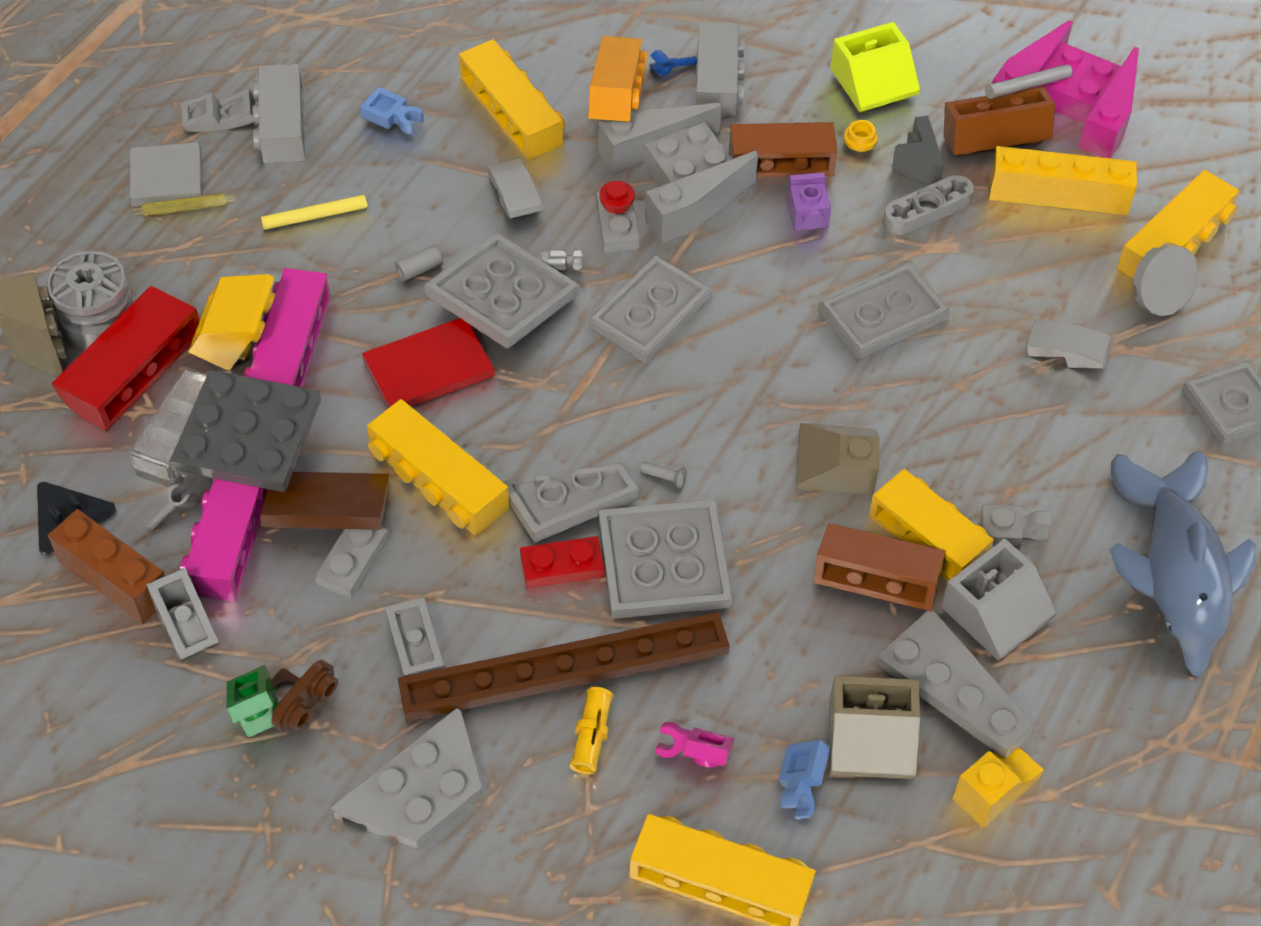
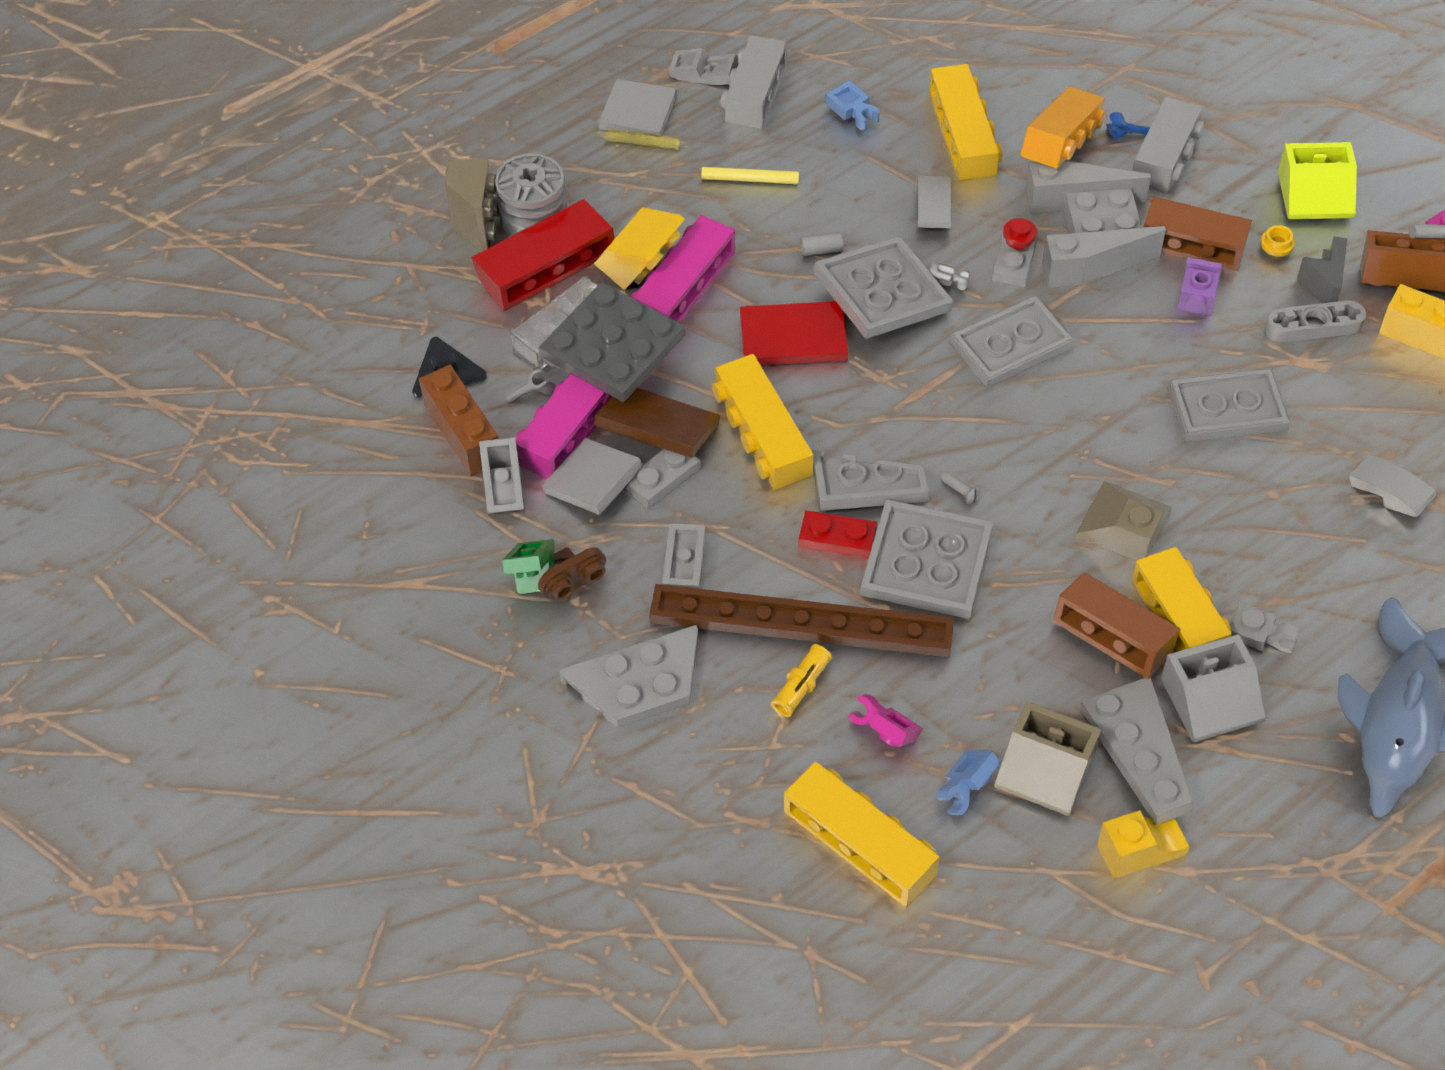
camera: 25 degrees right, 0 degrees up
(279, 582) = (592, 476): none -> light grey tile

